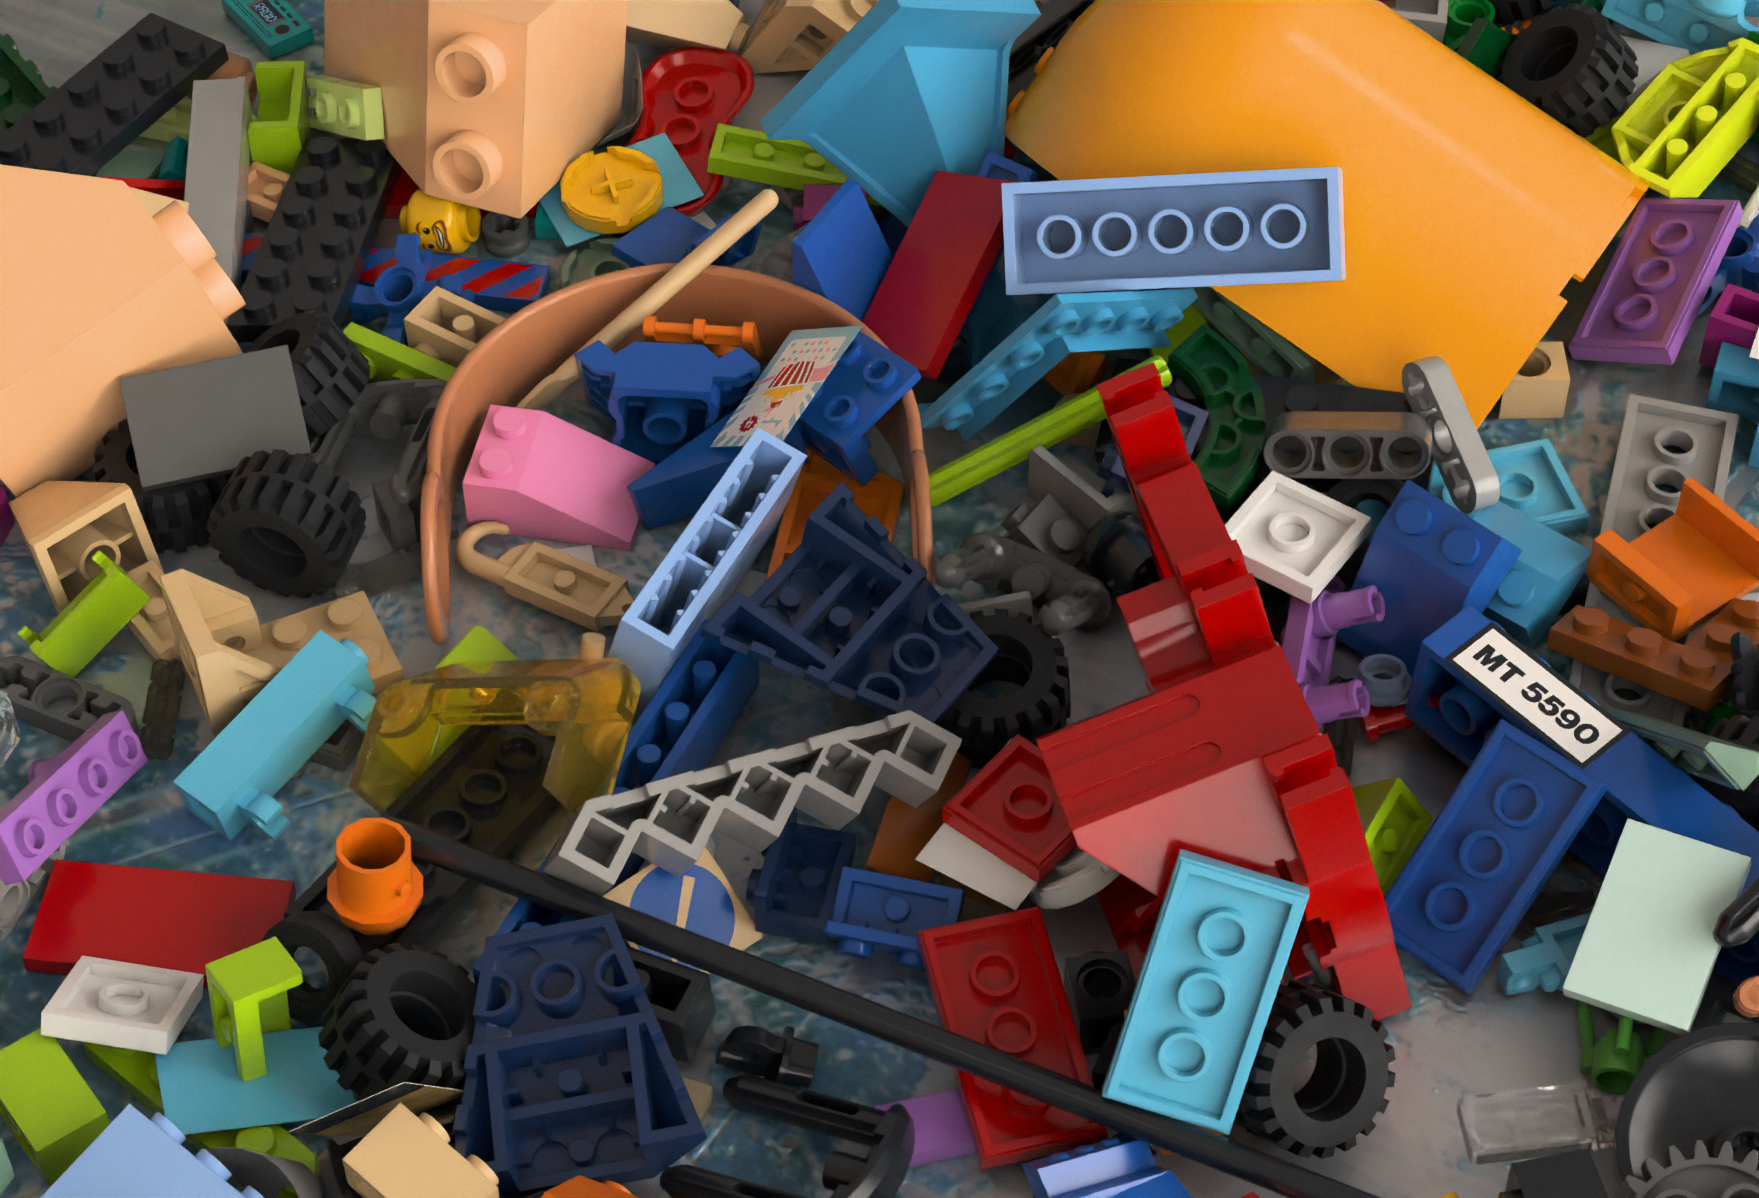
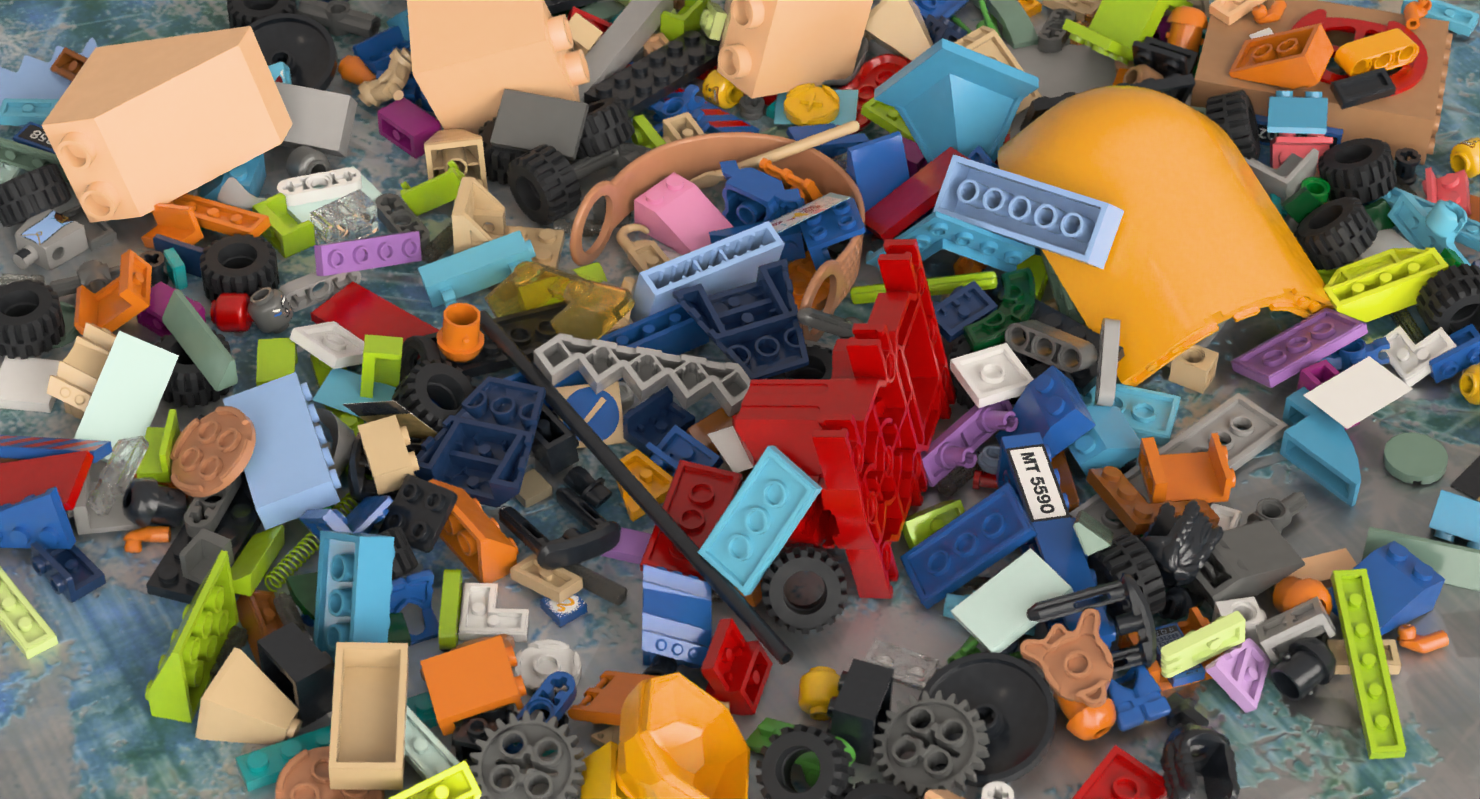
camera: 30 degrees right, 5 degrees down
(871, 978) = (650, 476): none -> light orange wing

